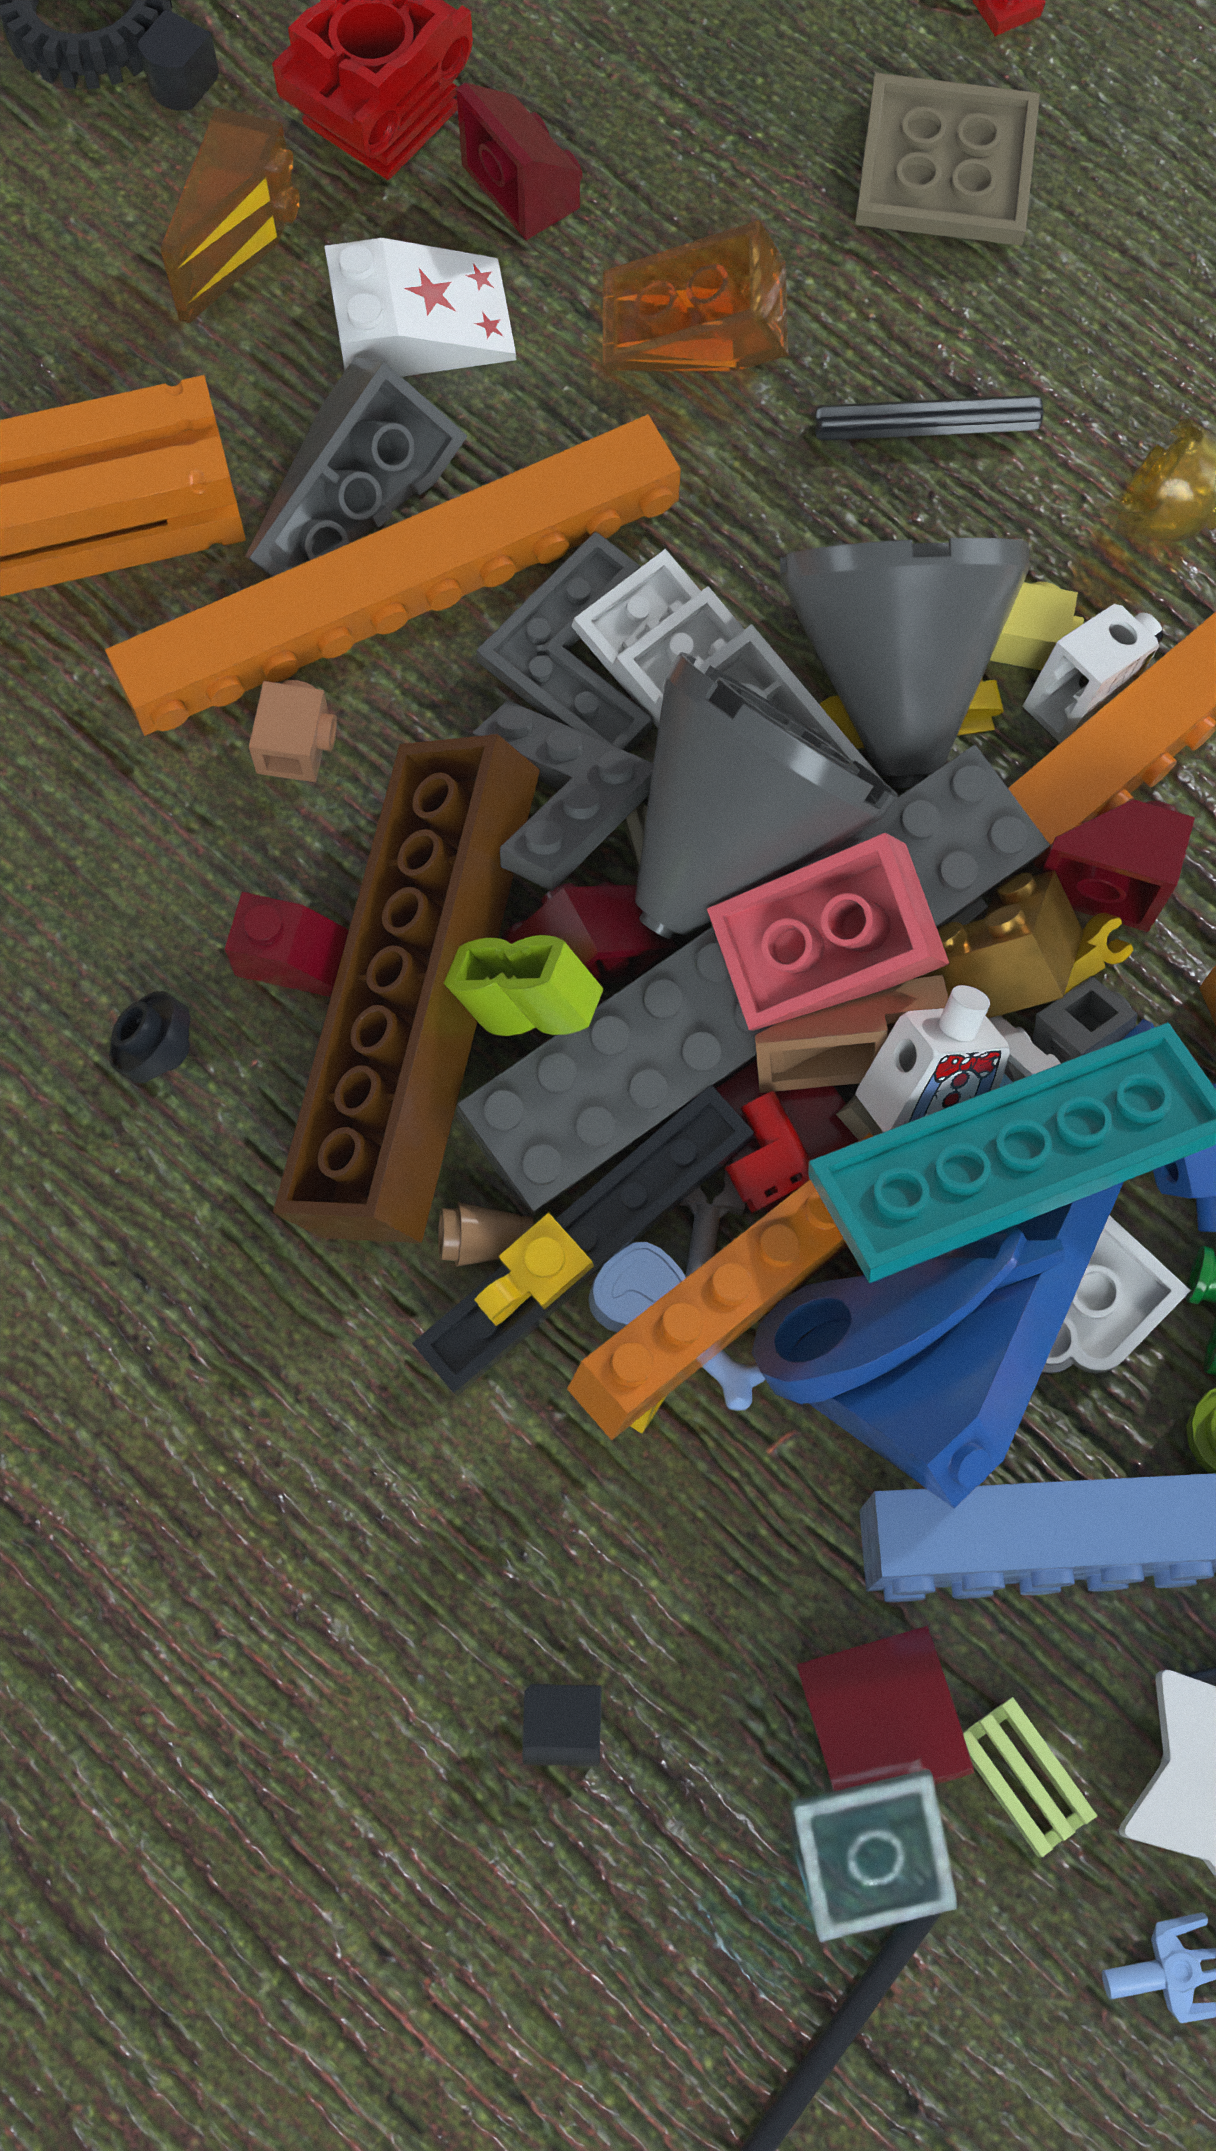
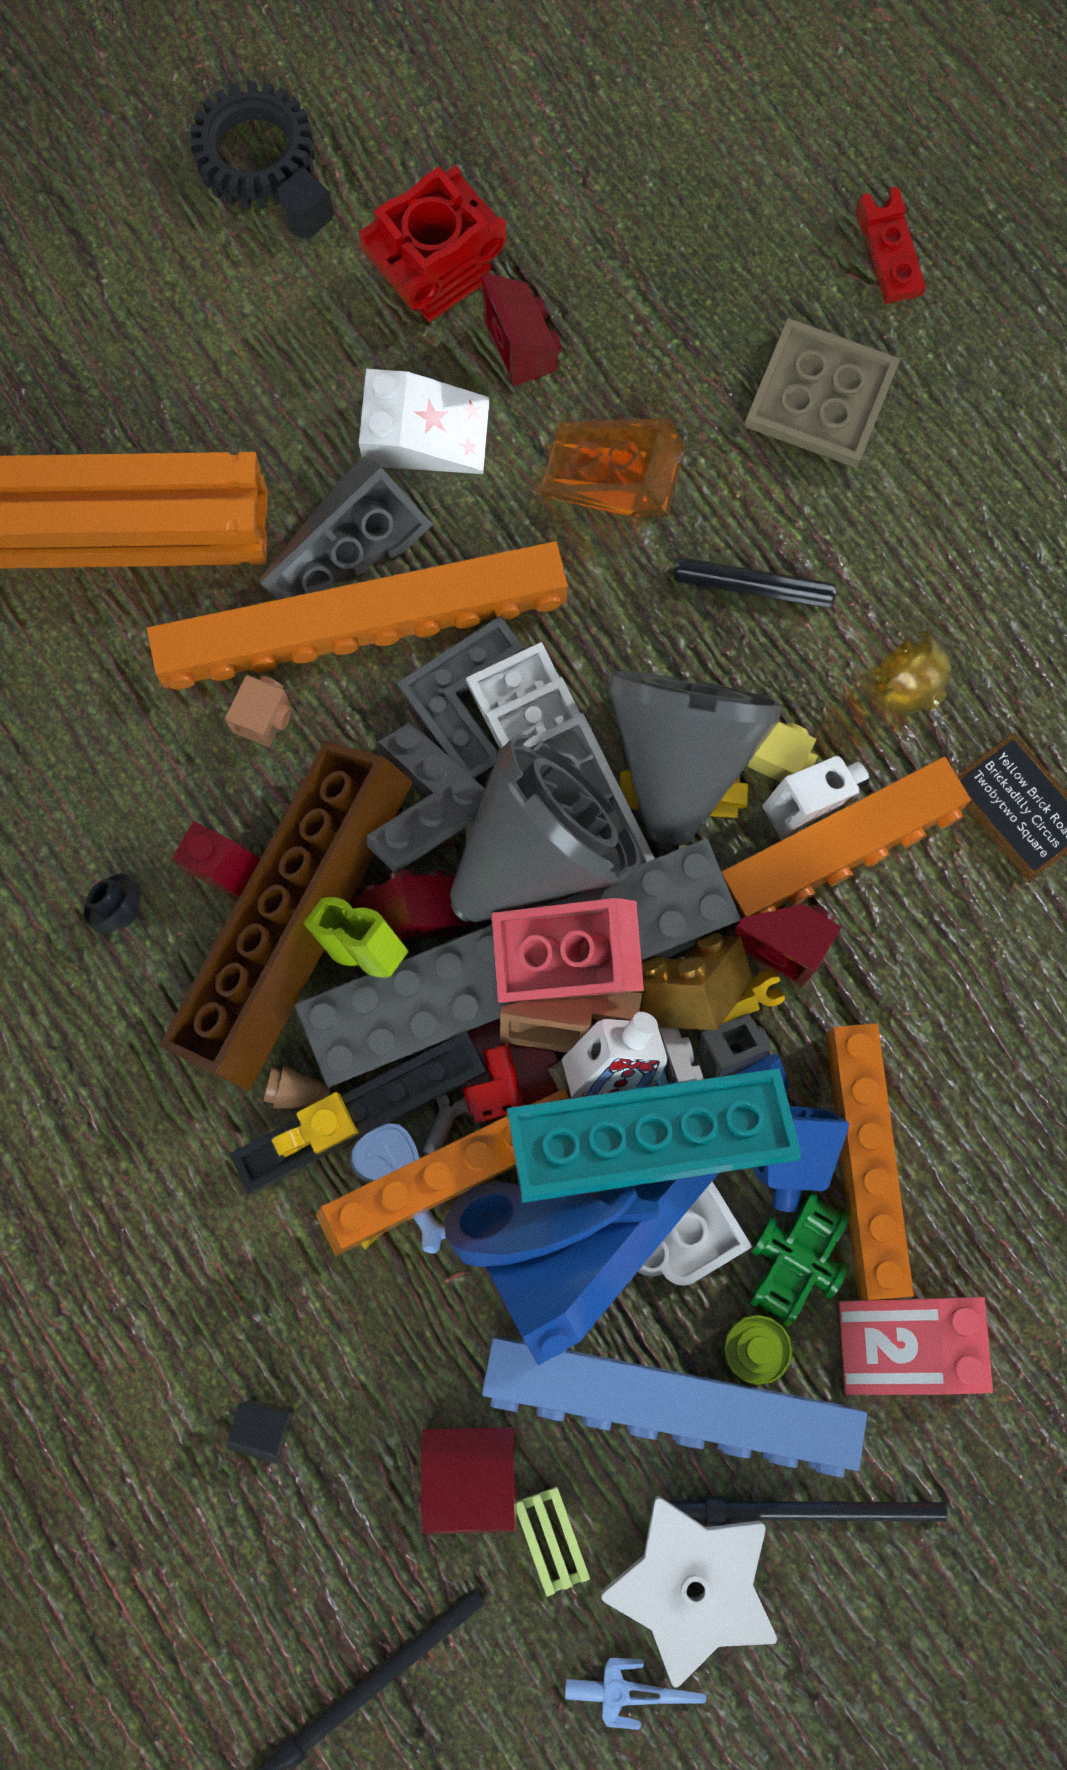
camera: 15 degrees right, 5 degrees up
(228, 209) = (308, 327): clear orange slope -> none
(872, 1855) = (433, 1570): clear light blue slope -> none

